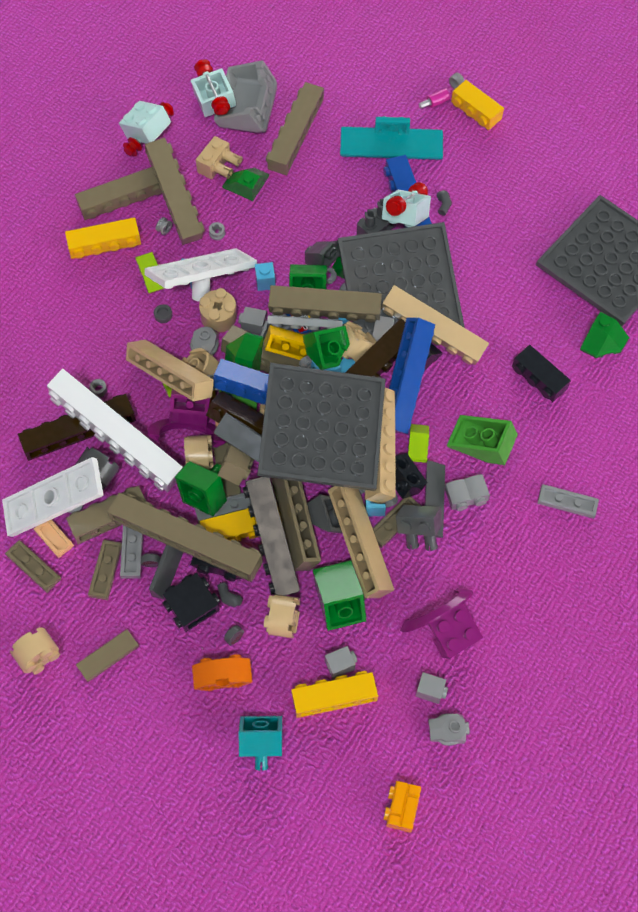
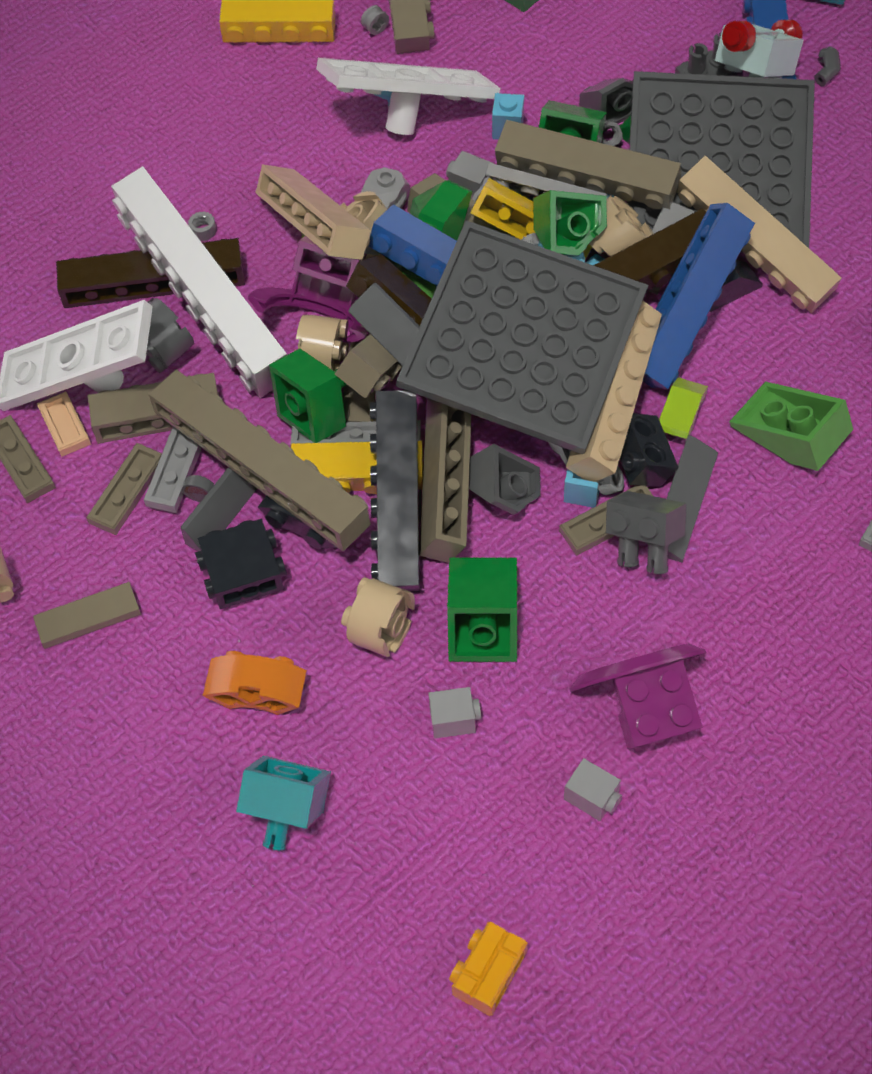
camera: 20 degrees right, 5 degrees down
(145, 261) = (330, 96): lime slope -> none
(163, 313) = (335, 142): dark grey tile -> none
(214, 226) = (454, 35): light grey bush -> none
(218, 310) = (419, 148): tan brick -> none
(228, 598) = (304, 573): dark grey arm -> none
(233, 635) = (293, 630): dark grey tile -> none
(334, 694) = (427, 760): yellow brick -> none
(361, 542) = (542, 533): tan brick -> none
(448, 729) = (603, 863): light grey hand -> none
(467, 492) = (742, 499): light grey brick -> none

